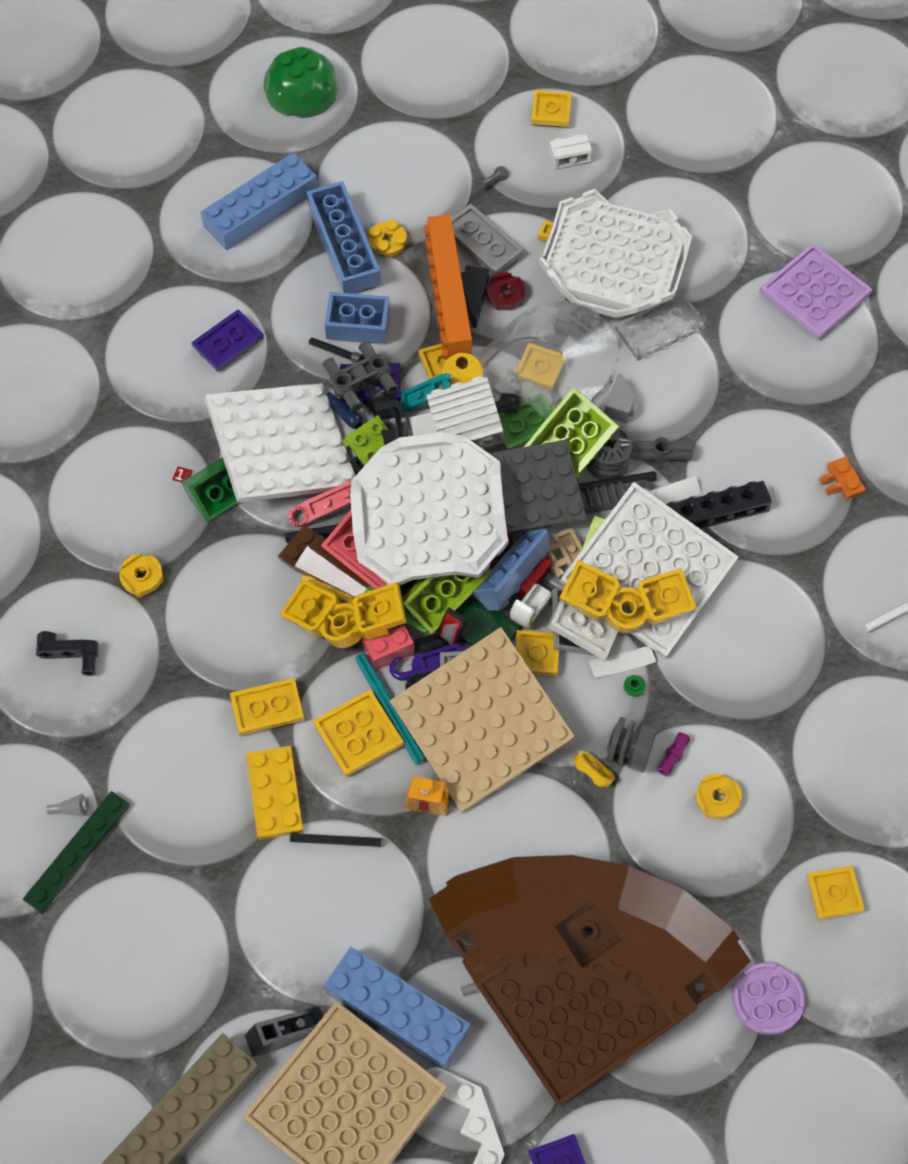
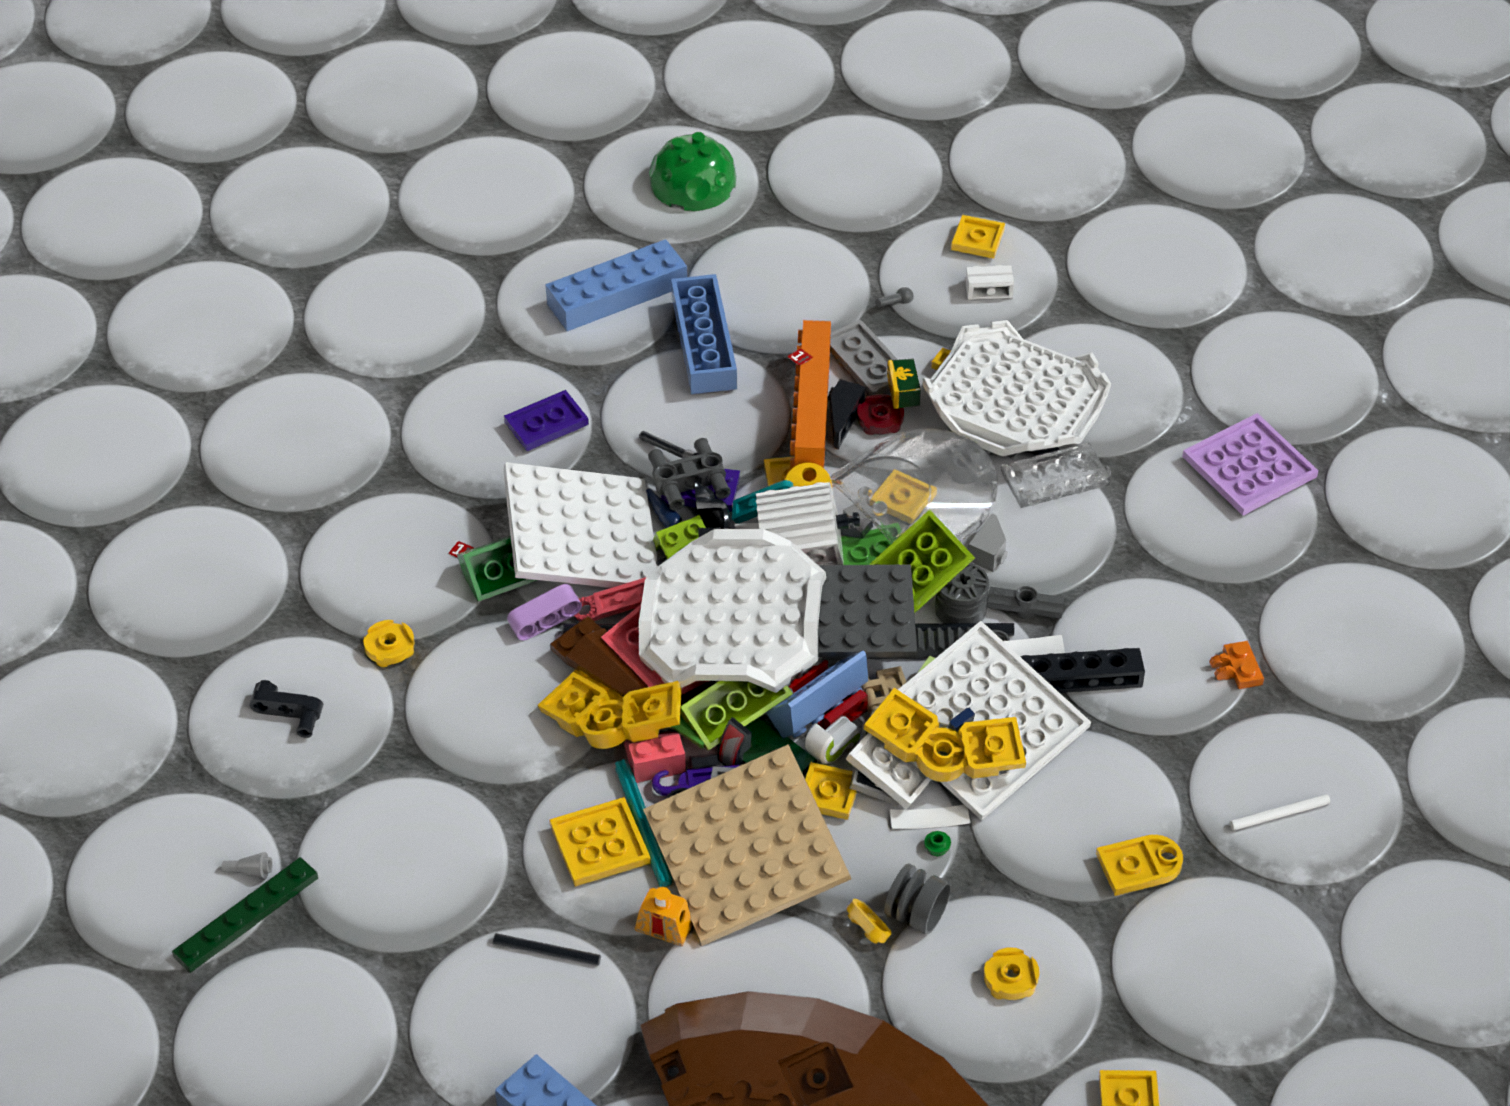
camera: 10 degrees right, 15 degrees down
(266, 525) = (544, 612): none -> lavender beam
(266, 706) = (500, 798): yellow plate -> none
(274, 792) = (487, 889): yellow plate -> none
(357, 317) = (700, 413): medium blue brick -> none
(387, 229) = (760, 334): yellow plate -> none
(432, 253) = (800, 356): none -> red sticker
(520, 261) = (903, 383): none -> dark green piece
(636, 578) = (965, 716): none -> dark blue tile
(673, 754) = (968, 921): magenta pin -> none
(799, 677) = (1139, 863): none -> yellow plate

